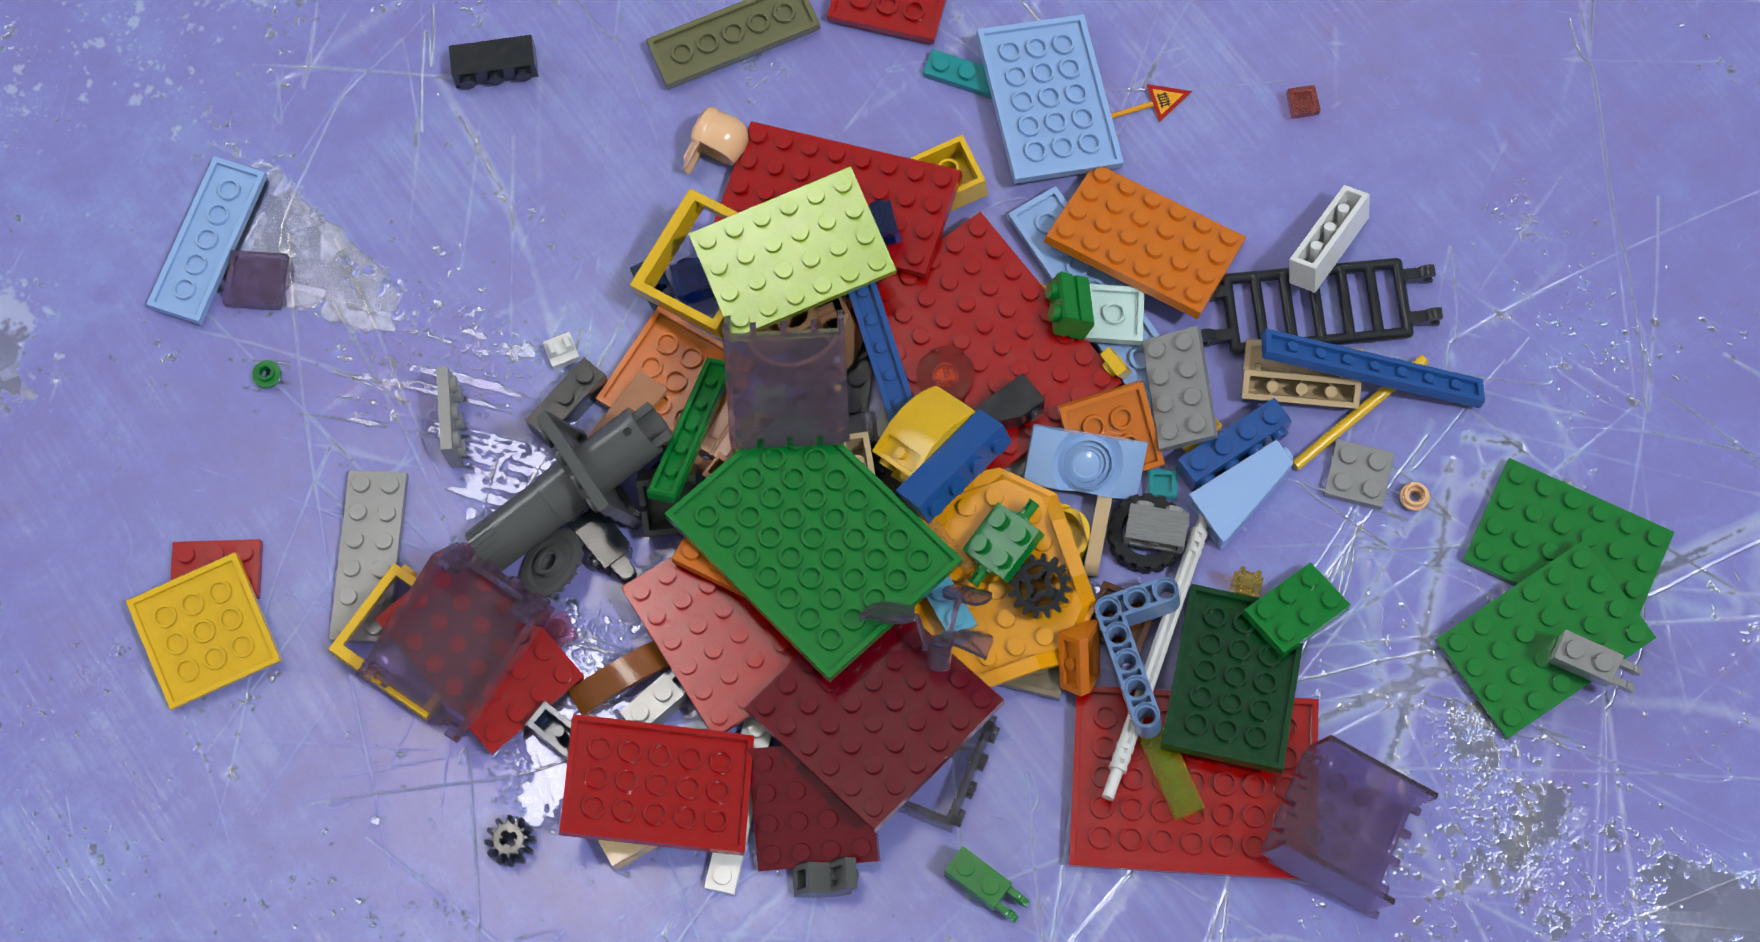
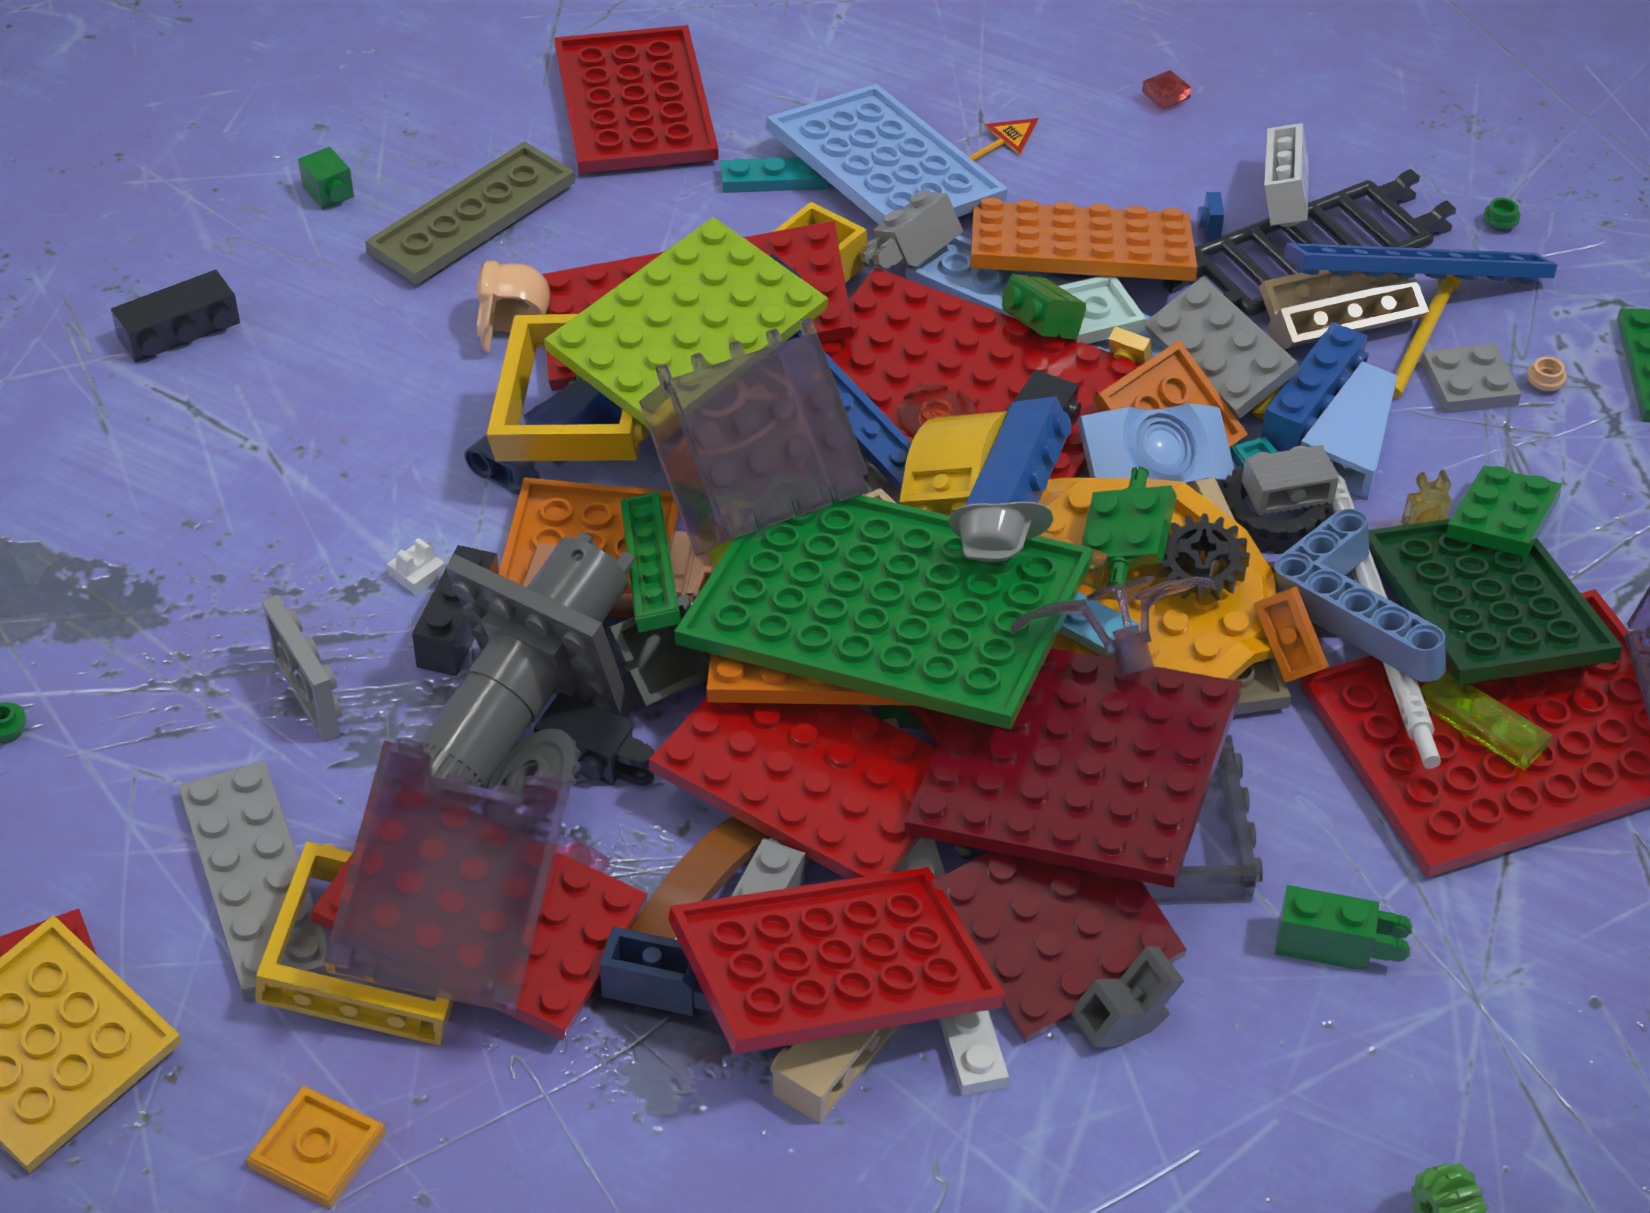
camera: 30 degrees left, 25 degrees down
(331, 762) = (316, 1146): none -> light orange tile
(504, 851) = (647, 1135): black gear -> none
(894, 533) = (998, 530): none -> light grey piece
(1020, 192) = (913, 232): none -> light grey hinge
(1257, 249) = (1211, 216): none -> blue plate
(1482, 330) = (1502, 214): none -> green plate

